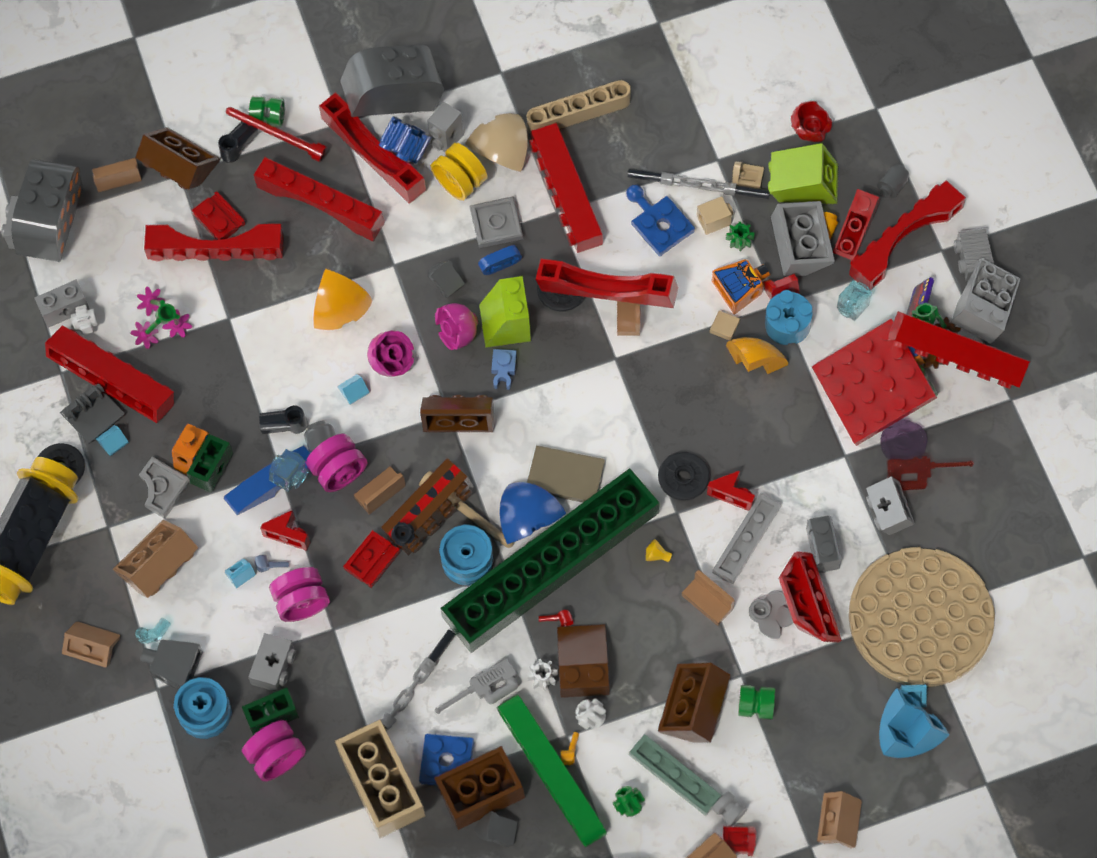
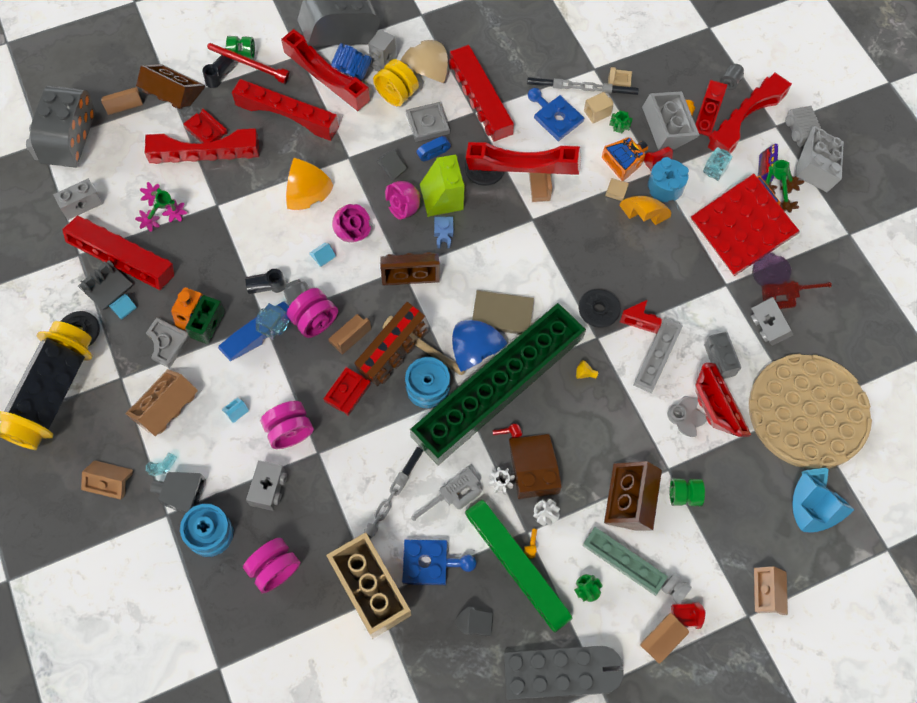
camera: 10 degrees left, 0 degrees up
(84, 319) = (96, 211): white gear -> none
(263, 565) = (255, 402): sand blue hand -> none
(270, 709) = (266, 529): dark green brick -> none
(280, 530) = (268, 371): red slope -> none
(398, 529) = (373, 372): black plate -> none
(480, 787) = (457, 585): reddish brown slope -> none
(586, 100) = (486, 33): tan beam -> none
(709, 598) = (634, 406): medium nougat panel -> none
(804, 175) = (663, 73): lime slope -> none
(811, 121) = (663, 36): red hair -> none
(958, 349) = (810, 194): red brick -> none

